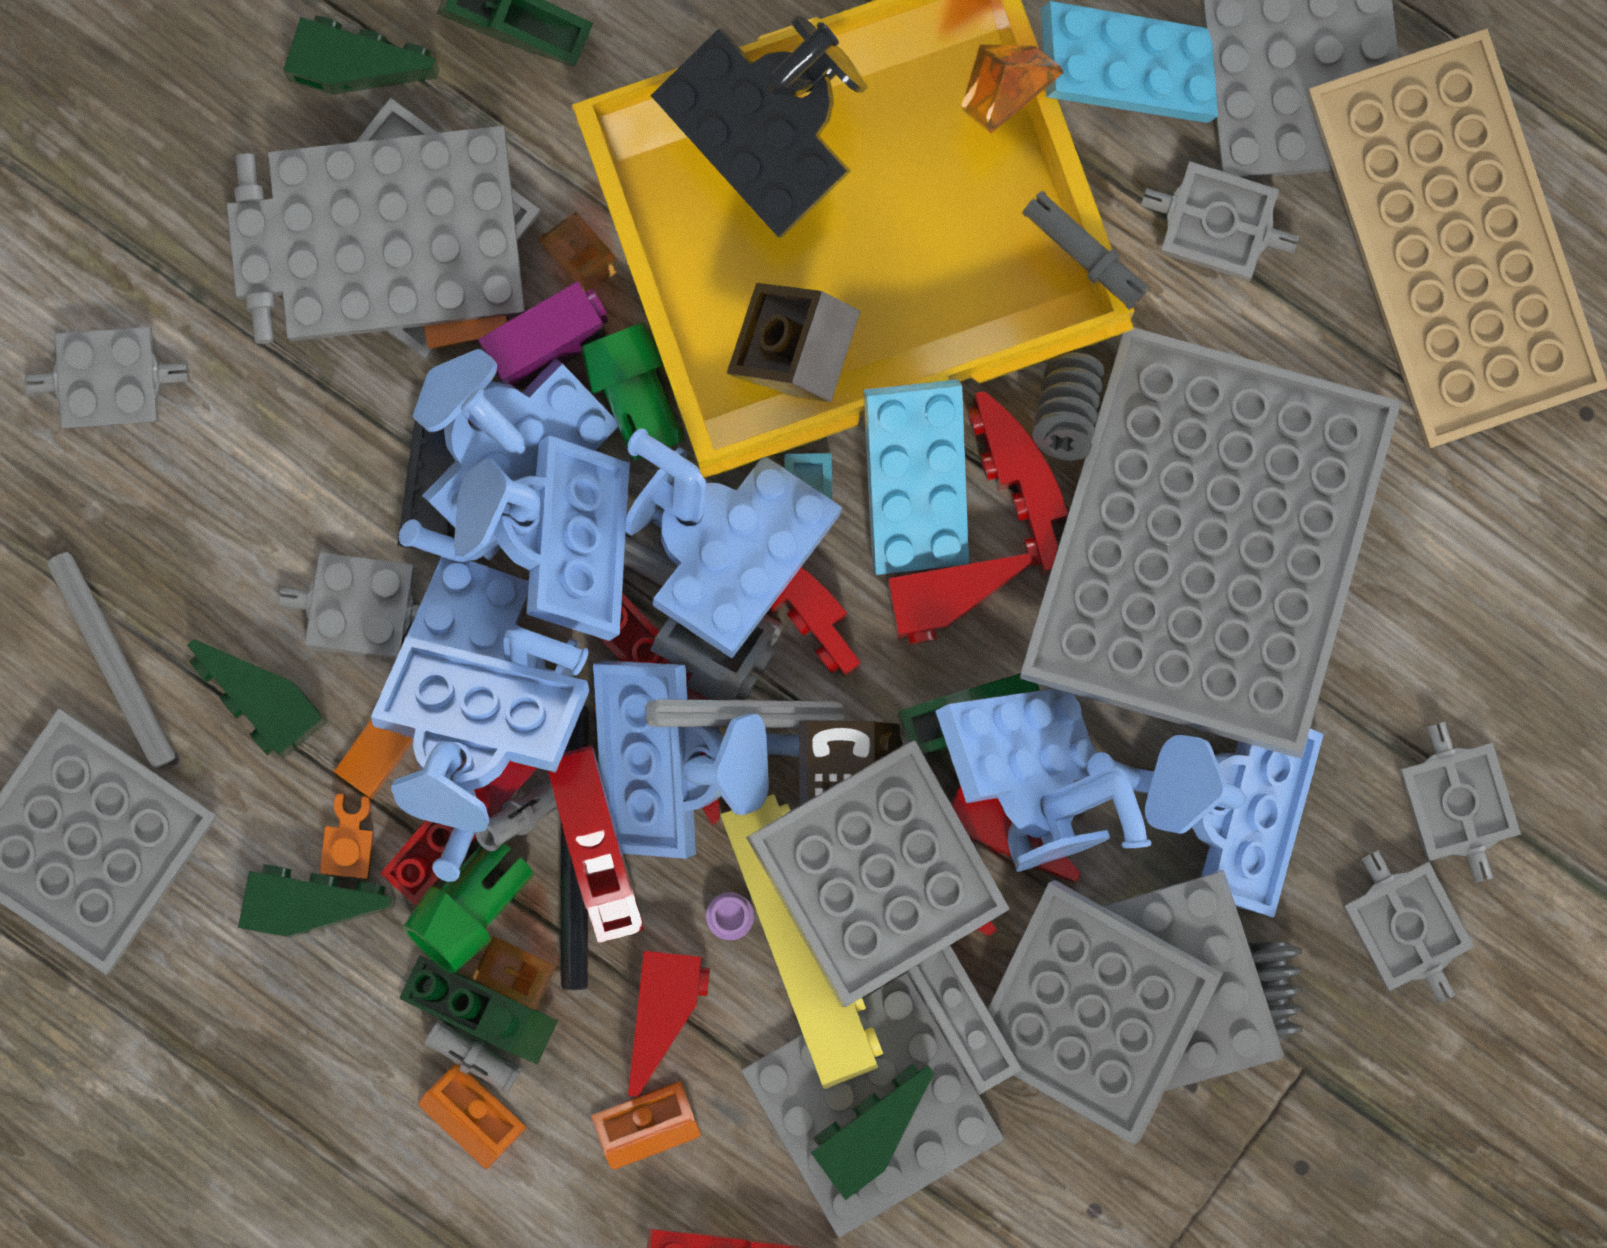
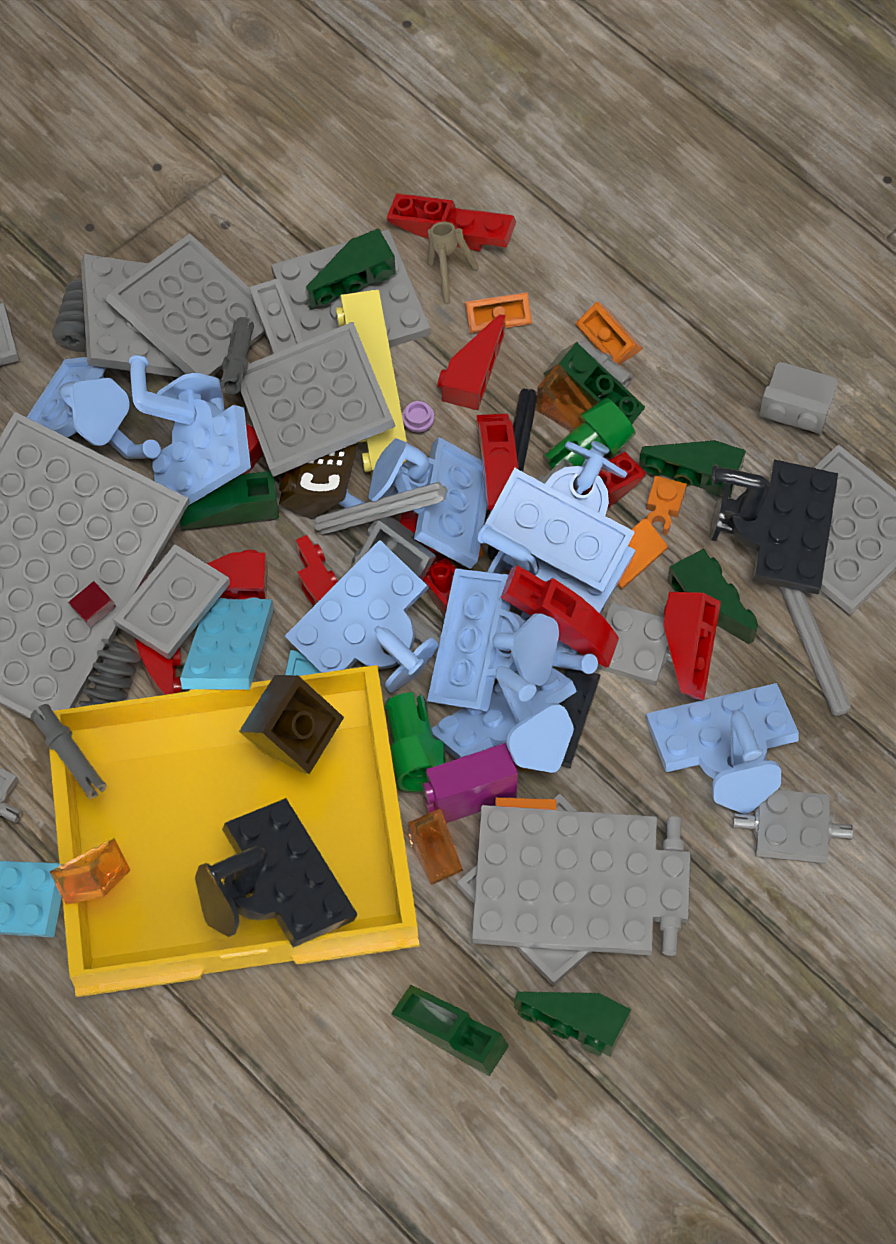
camera: 165 degrees left, 20 degrees down
(164, 815) = (779, 519): none -> black plate
(173, 1050) = (798, 397): none -> light grey bracket
(214, 488) = (724, 733): none -> light blue plate
(277, 606) = (690, 633): none -> red slope
(459, 582) = (577, 620): none -> red slope
(740, 1197) = (444, 239): none -> dark tan plant
(1008, 523) = (171, 601): none -> light grey plate
(1008, 939) = (236, 361): none -> dark grey pin
(1118, 494) = (92, 604): none -> dark red slope

